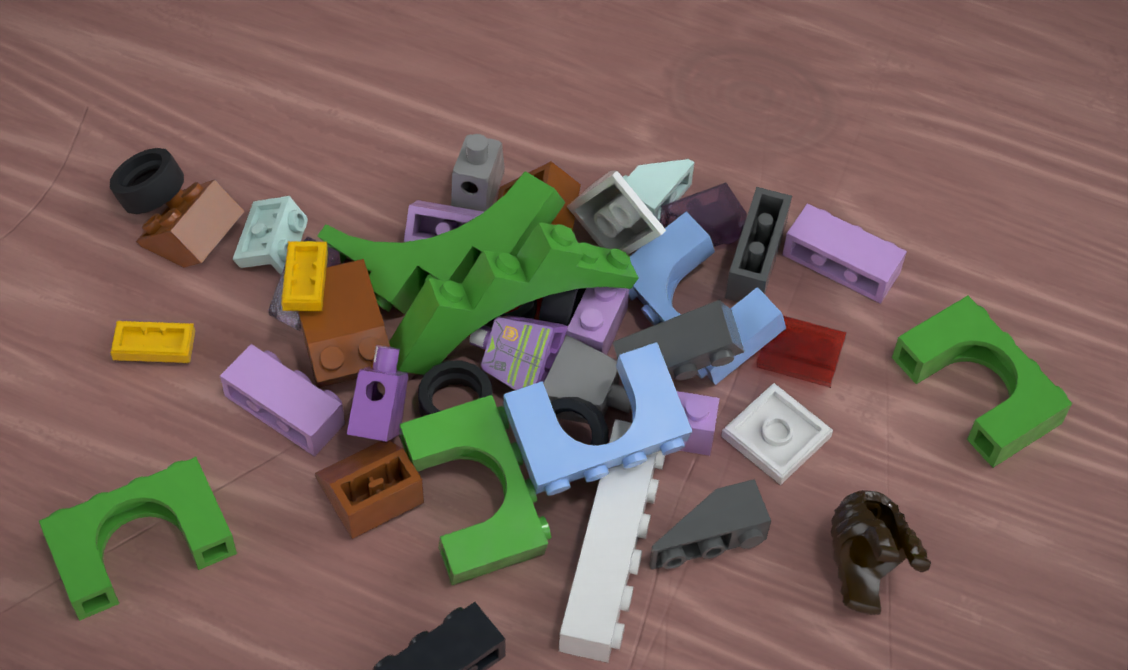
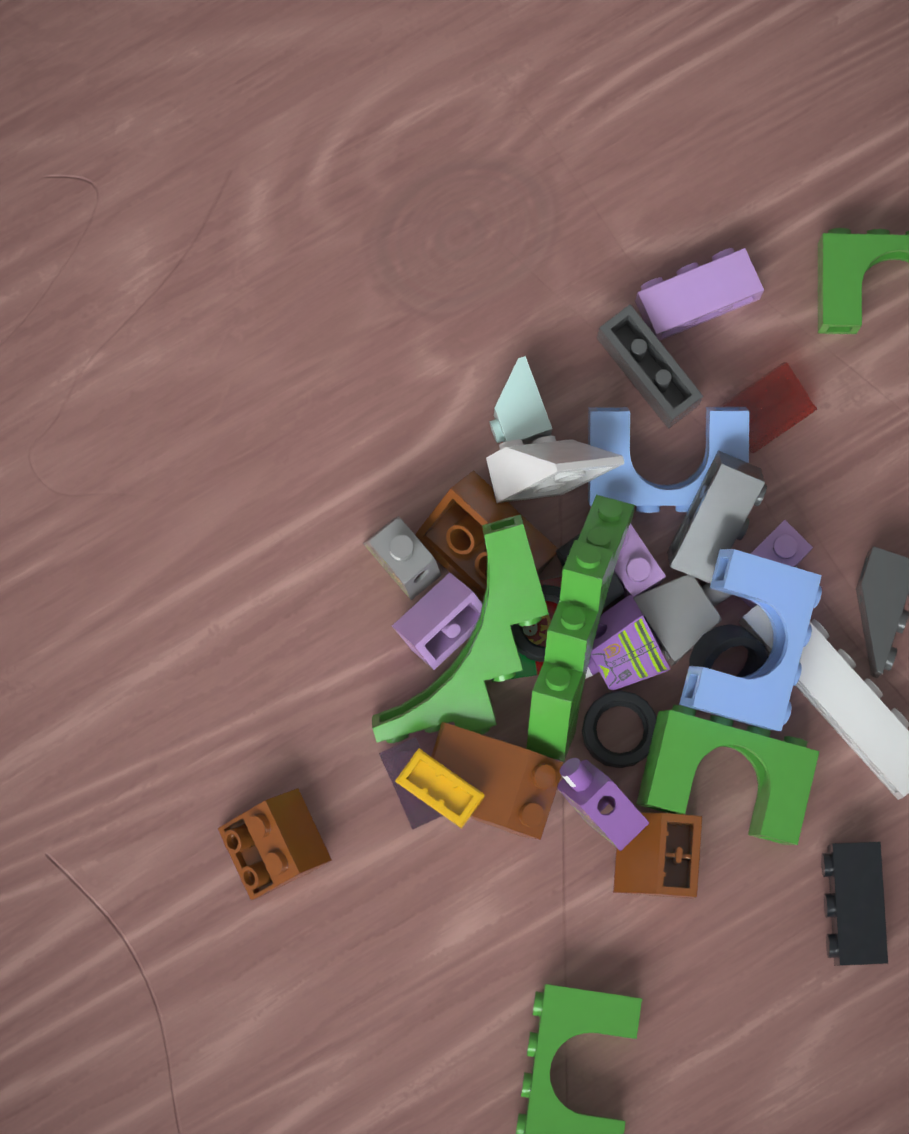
camera: 55 degrees left, 25 degrees up
(147, 181) = (176, 861): black tyre -> none
(153, 341) = (383, 949): yellow plate -> none
(267, 233) = (334, 778): light aqua bracket -> none
(283, 399) = (523, 872): lavender brick -> none
(714, 210) = (582, 382): clear purple slope -> none
(777, 433) = (827, 486): white tile -> none

